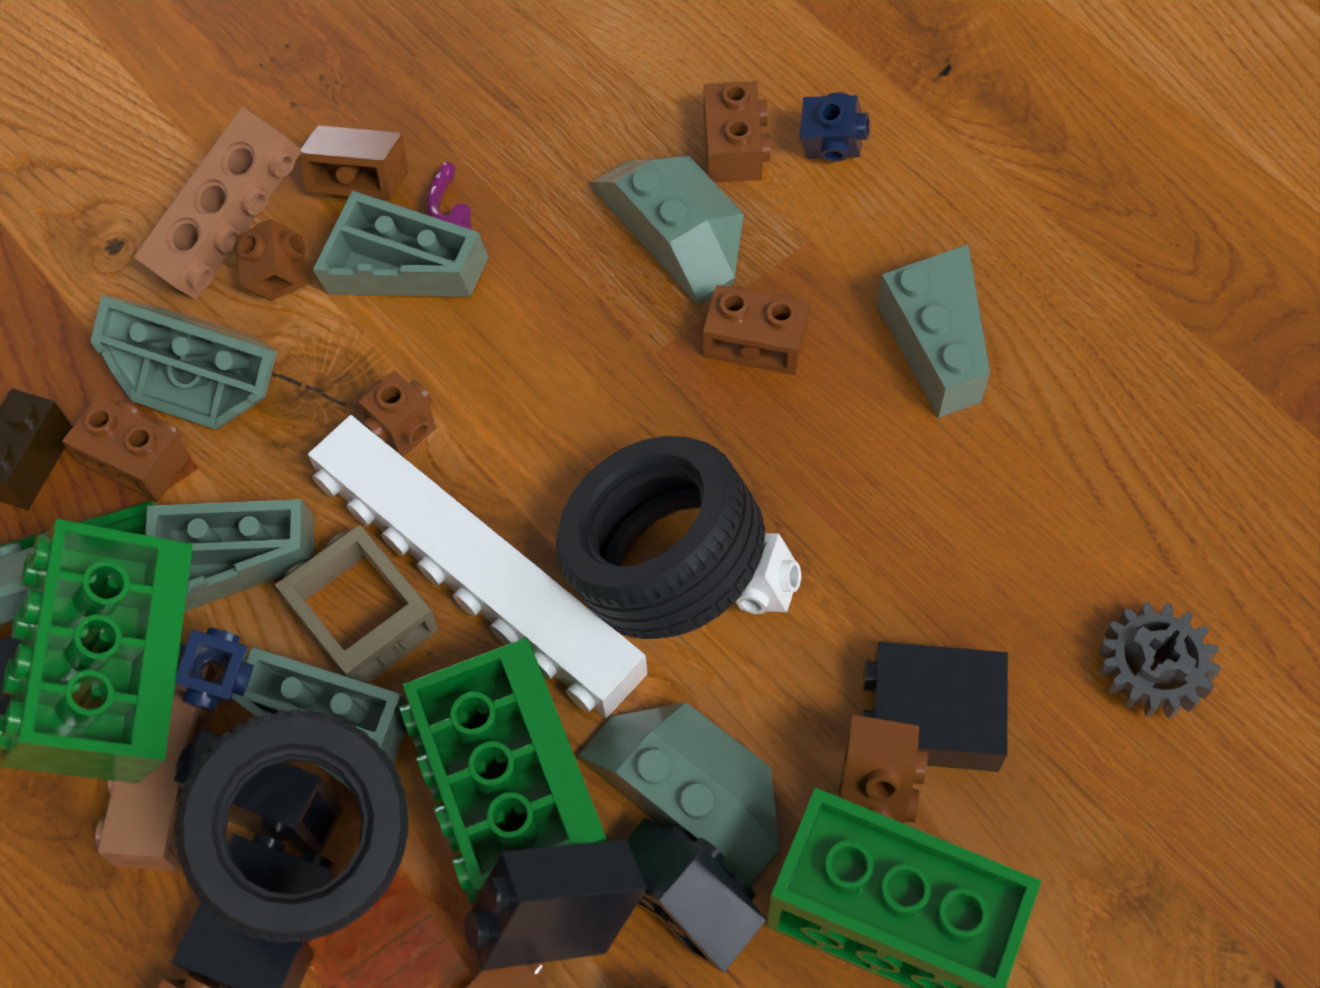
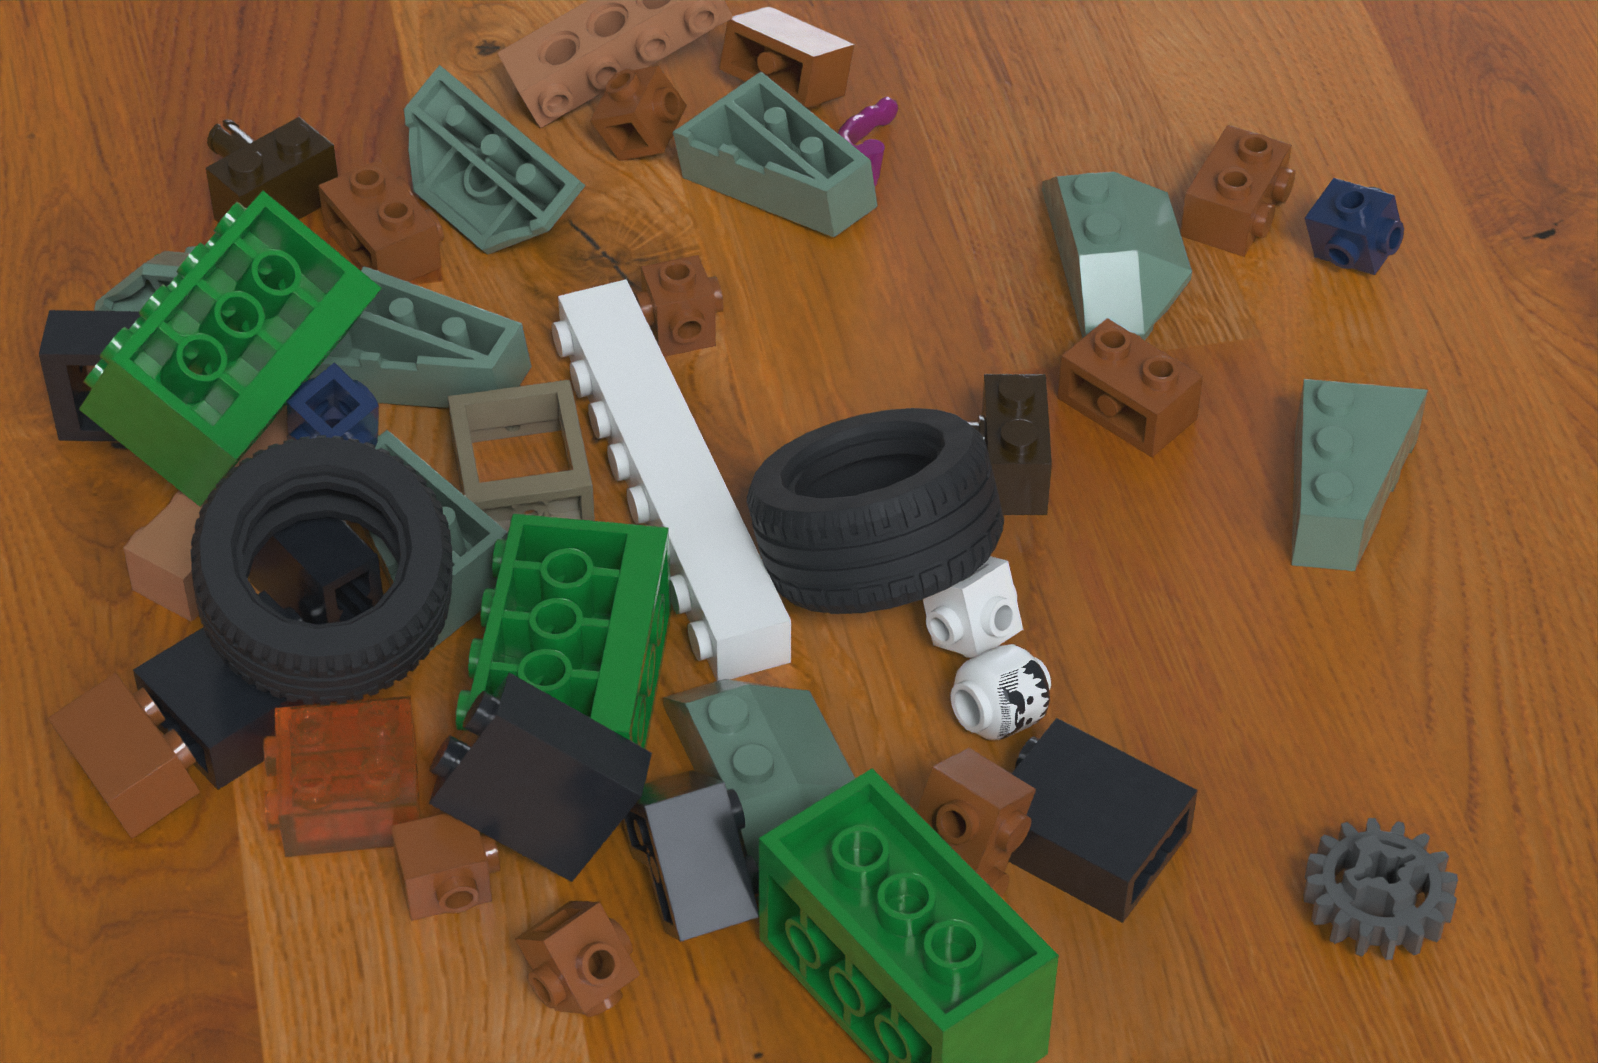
camera: 25 degrees right, 15 degrees down
(704, 411) = (1017, 440): none -> dark brown brick
(819, 632) = (1001, 692): none -> white head

